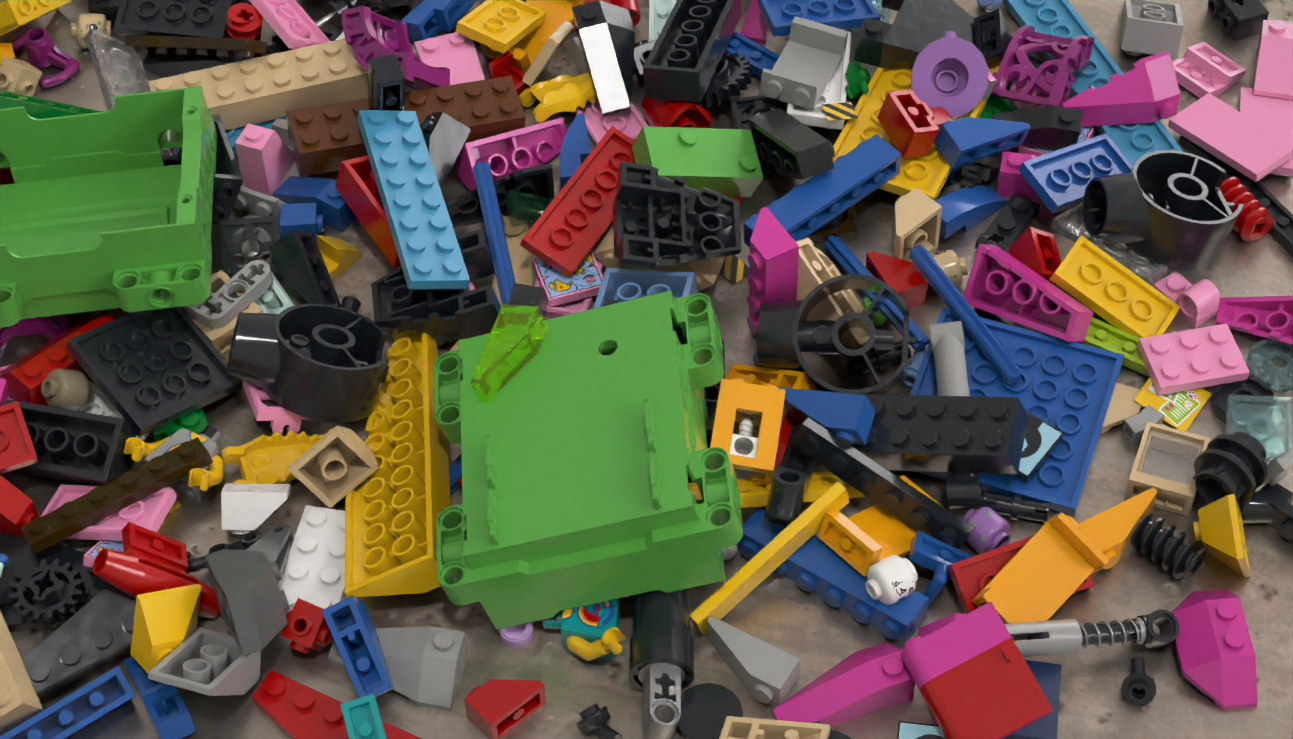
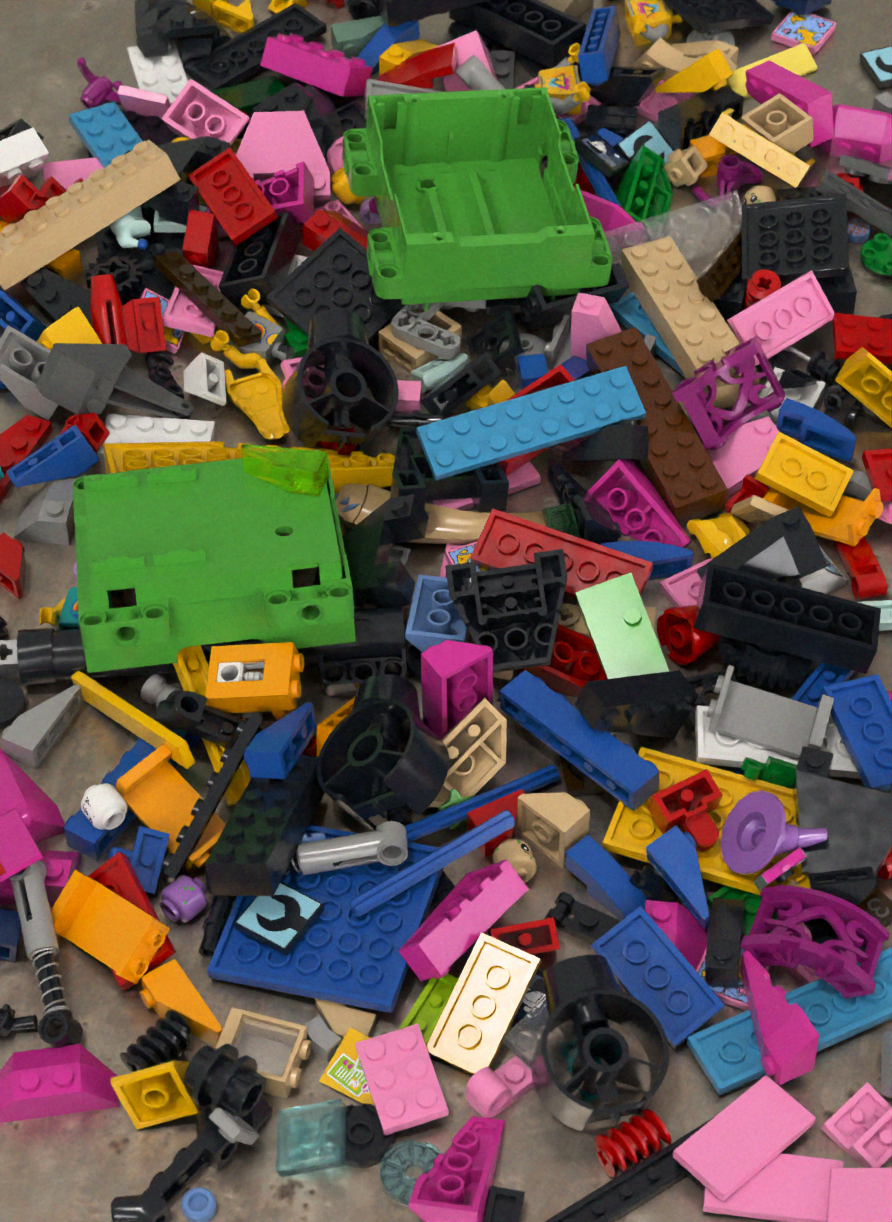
camera: 85 degrees right, 0 degrees up
(66, 389) = (308, 244): dark tan head -> none
(335, 465) = (236, 420): tan slope -> none
(386, 84) = (654, 377): black brick -> none
(494, 230) = (505, 498): blue axle -> none
(839, 111) = (711, 752): sticker -> none

